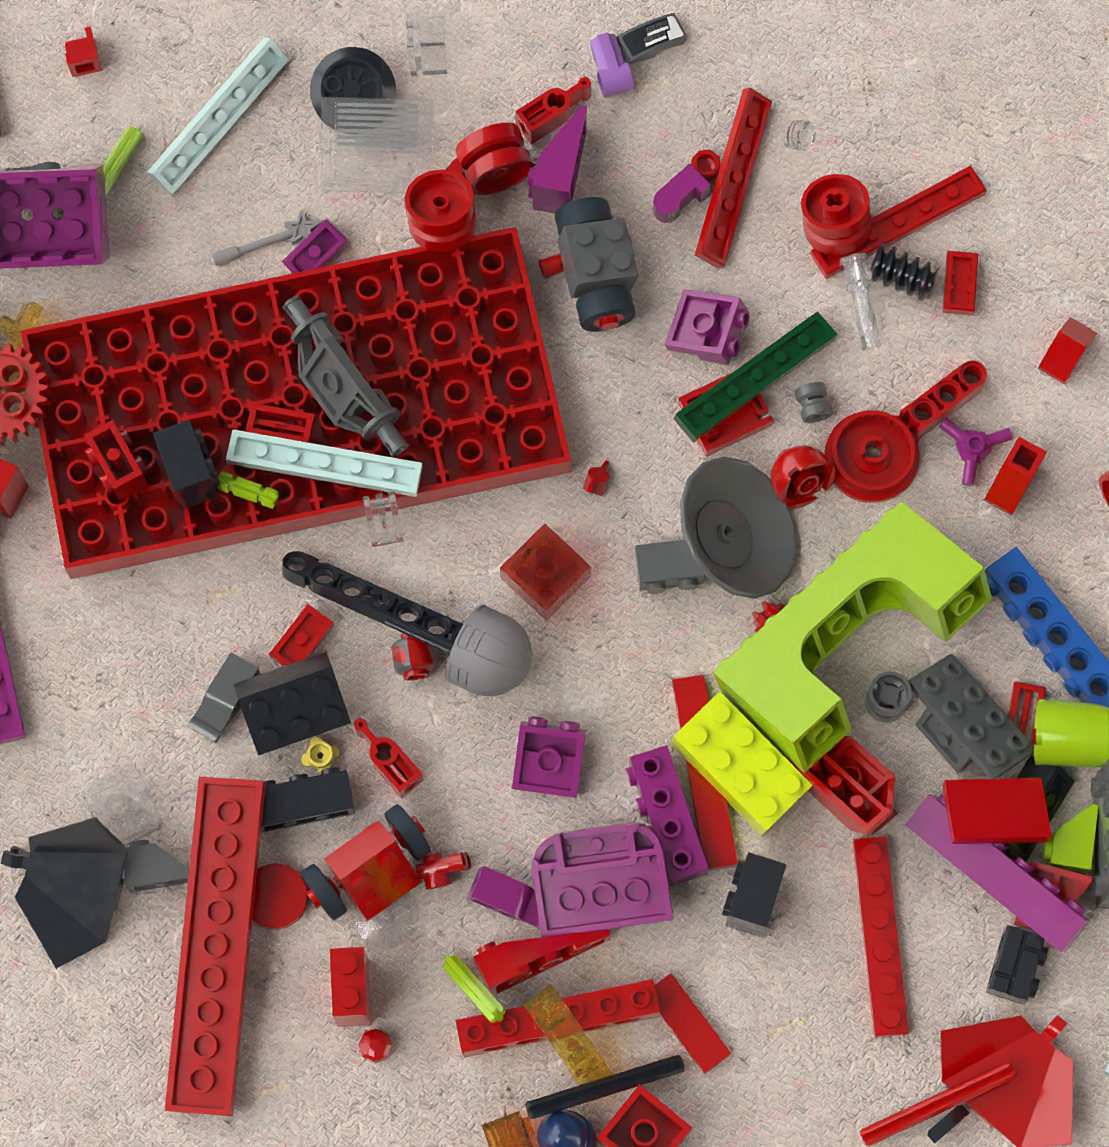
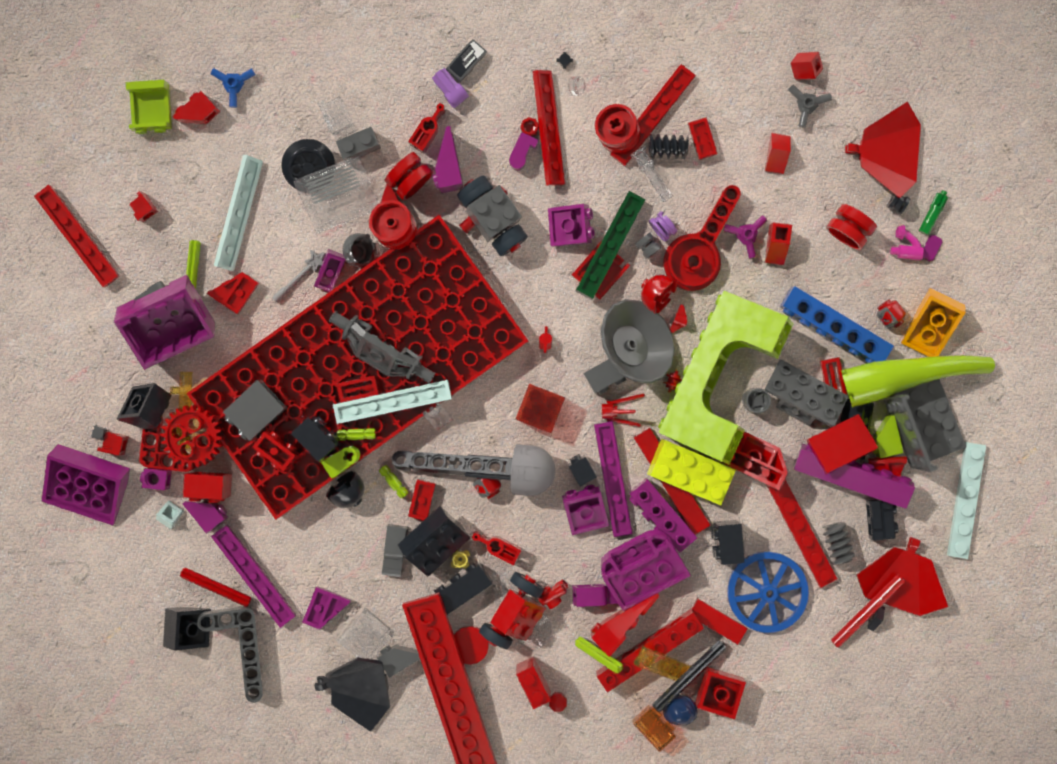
camera: 20 degrees left, 15 degrees up
(74, 742) = (323, 607): none -> magenta wing
(111, 390) = (254, 410): none -> dark grey brick
(161, 224) = (235, 292): none -> red wing
(193, 578) = (347, 491): none -> black cylinder
(202, 518) = (339, 463): none -> lime piece
(270, 595) = (393, 481): none -> lime axle
(373, 232) = (359, 250): none -> dark grey hair
(446, 86) = (358, 144): none -> dark grey brick
(570, 689) = (581, 469): none -> black brick
(613, 730) = (613, 479): none -> magenta tile
(653, 622) = (610, 411): none -> red plant
(778, 1014) = (762, 590): none -> blue wheel
(798, 94) = (564, 60): none -> black piece
(818, 531) = (679, 320): none -> red piece
(847, 382) = (663, 226): none -> medium lavender wheel
(931, 975) = (839, 542): none -> dark grey piece

